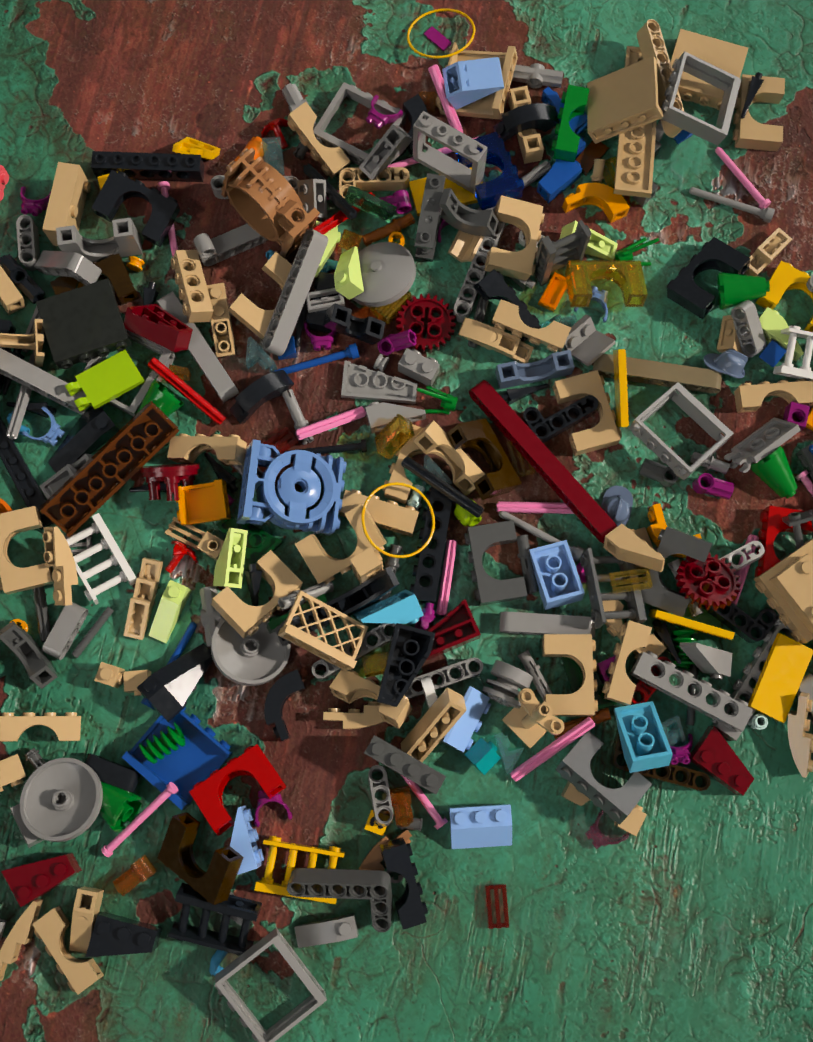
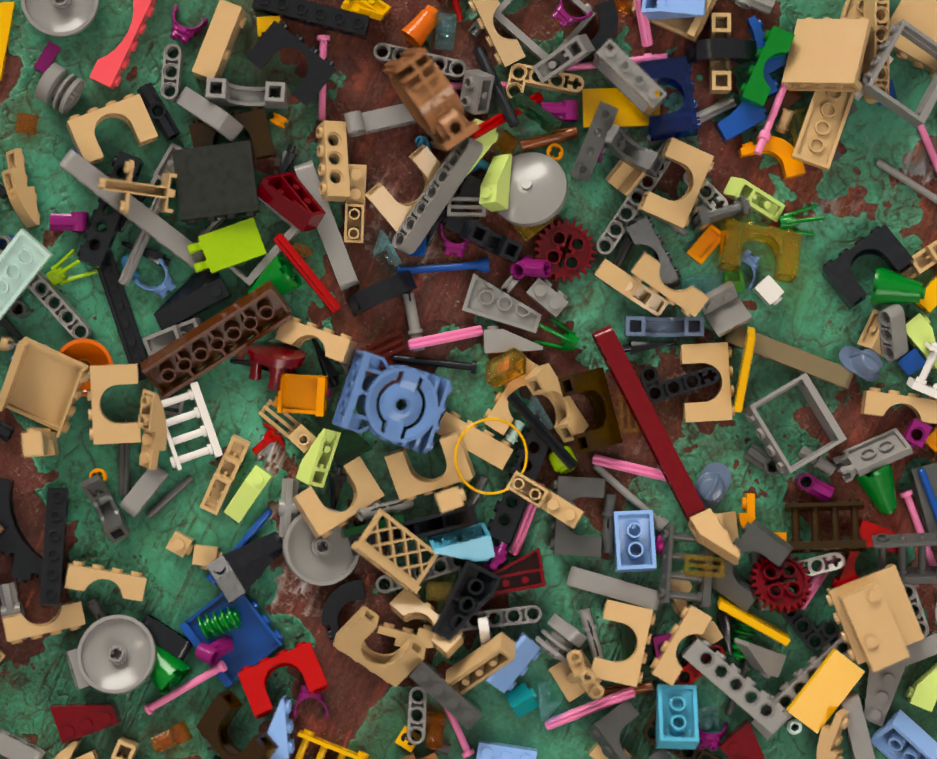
camera: 10 degrees right, 10 degrees up
(161, 774) = (212, 652): none -> magenta piece
(343, 751) = (390, 667): none -> tan arch
(460, 550) = (545, 499): none -> tan slope
(584, 180) = (765, 134): none -> bright pink bar
(590, 312) = (736, 278): none -> bright green slope
(623, 318) = (768, 291): none -> white brick
(732, 537) = (836, 543): none -> dark brown fence

